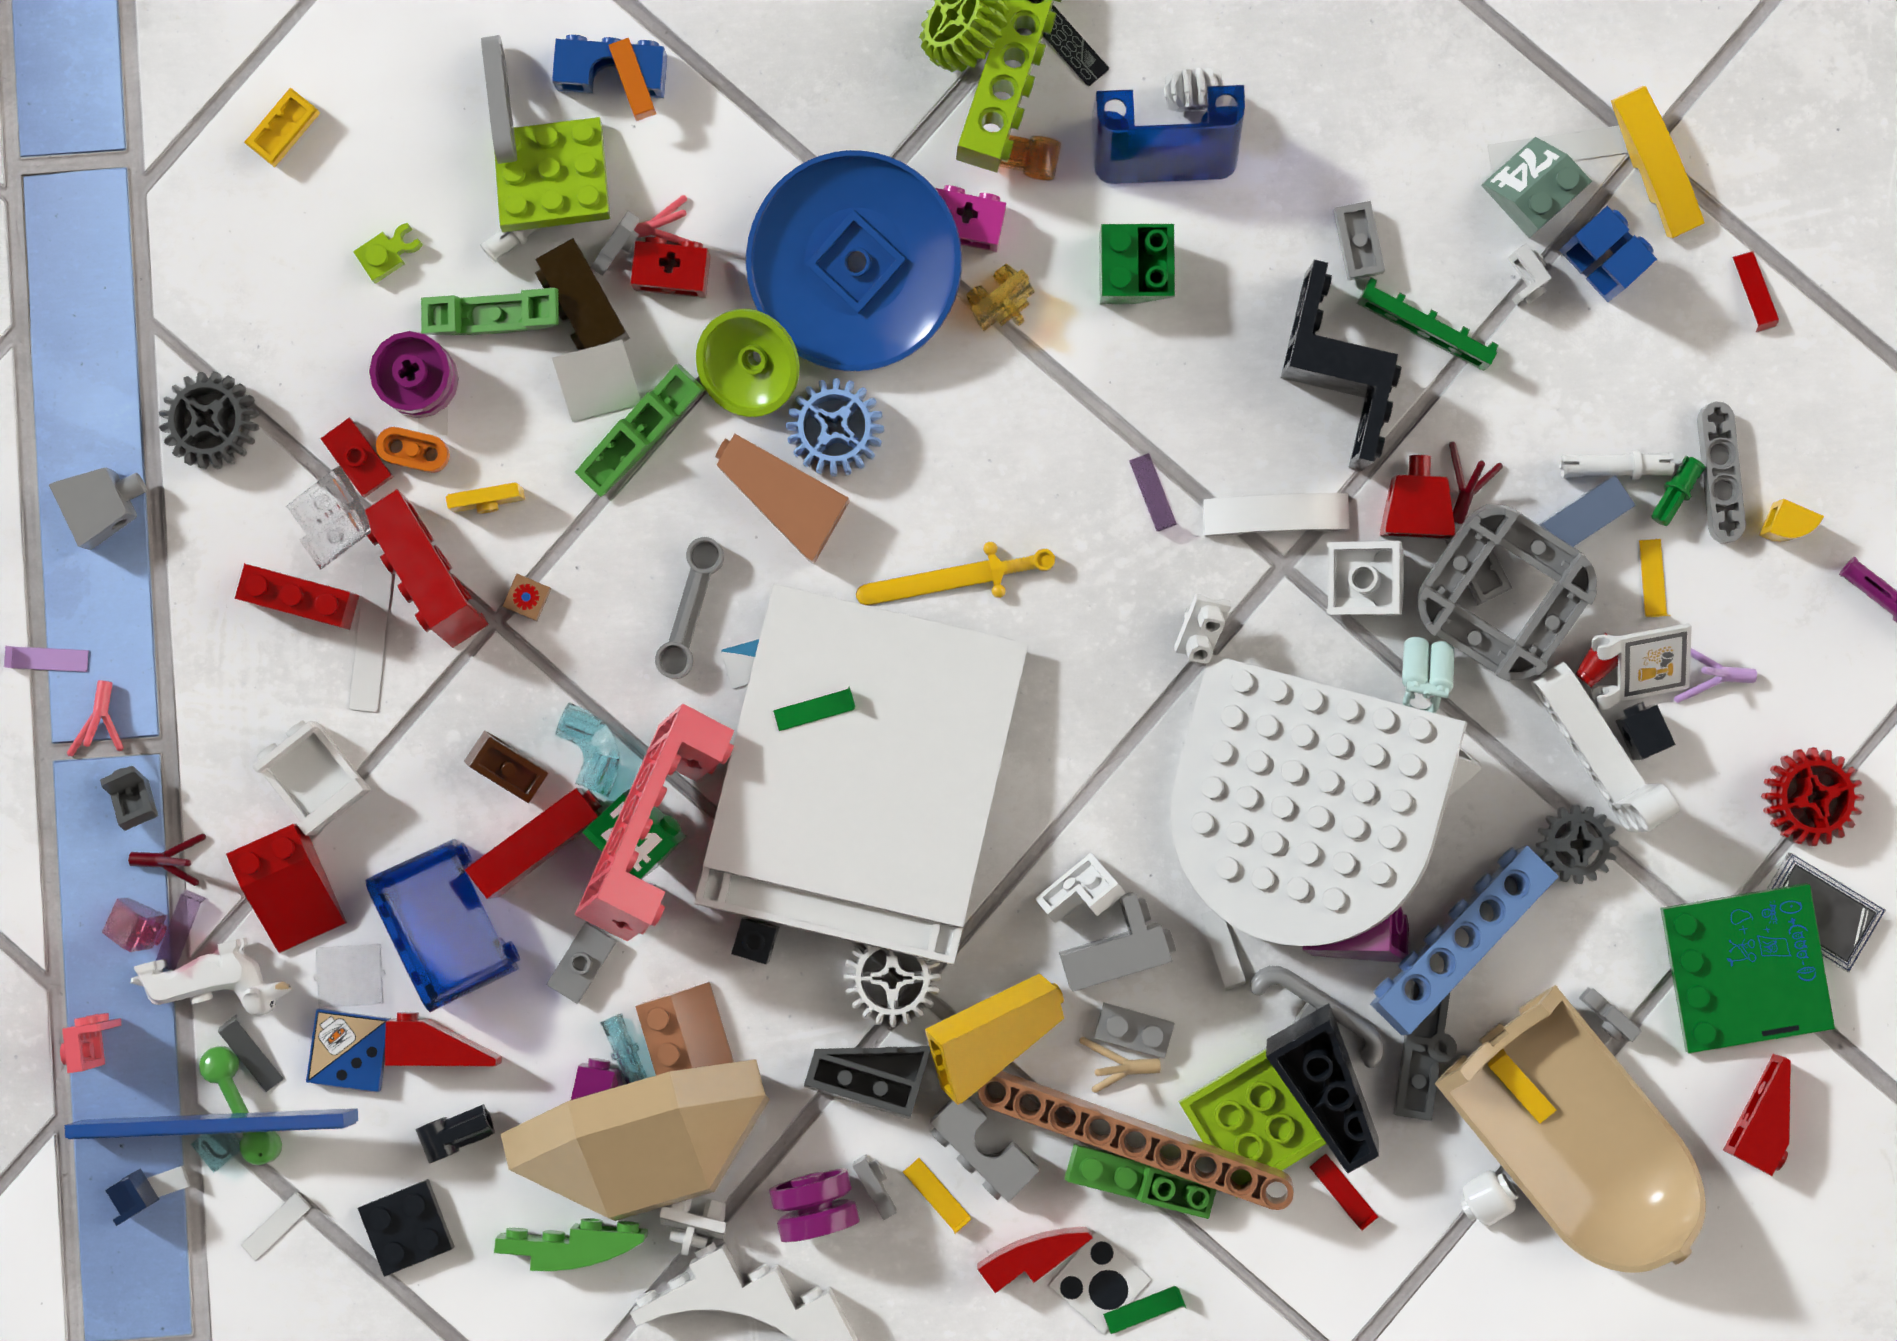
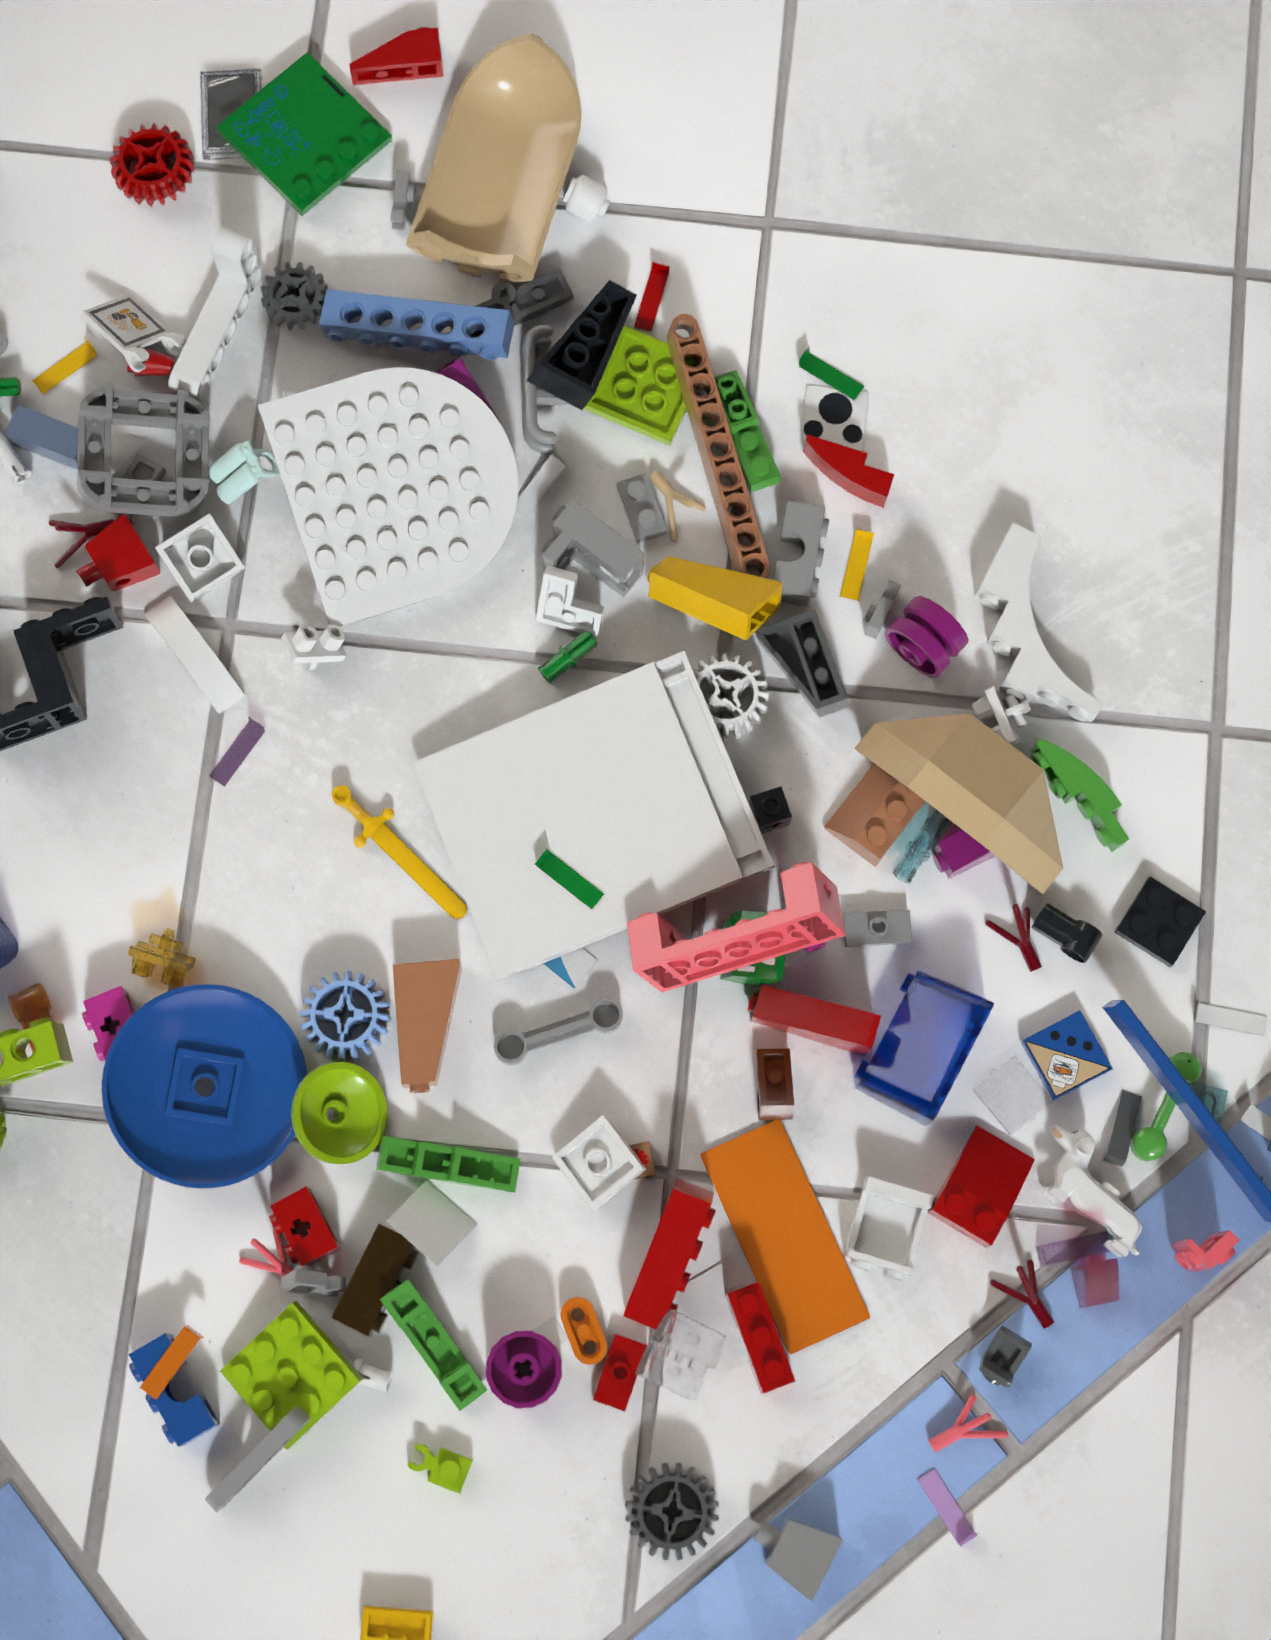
camera: 130 degrees left, 10 degrees down
(371, 683) = (785, 1236): none -> orange sticker
(428, 1043) = (1018, 996): red slope -> none
(473, 1087) = (1024, 932): none -> dark red plant
(485, 499) = (582, 1244): yellow plate -> none
(545, 561) = (599, 1163): none -> white plate
(597, 748) = (709, 1028): clear light blue cylinder -> none
(1033, 857) = (567, 656): none -> green axle
(1136, 263) = (67, 875): green slope -> none
(1521, 1086) = (493, 225): yellow piece -> none
(1644, 731) = (181, 301): black brick -> none
(1722, 674) = (107, 279): lavender plant -> none

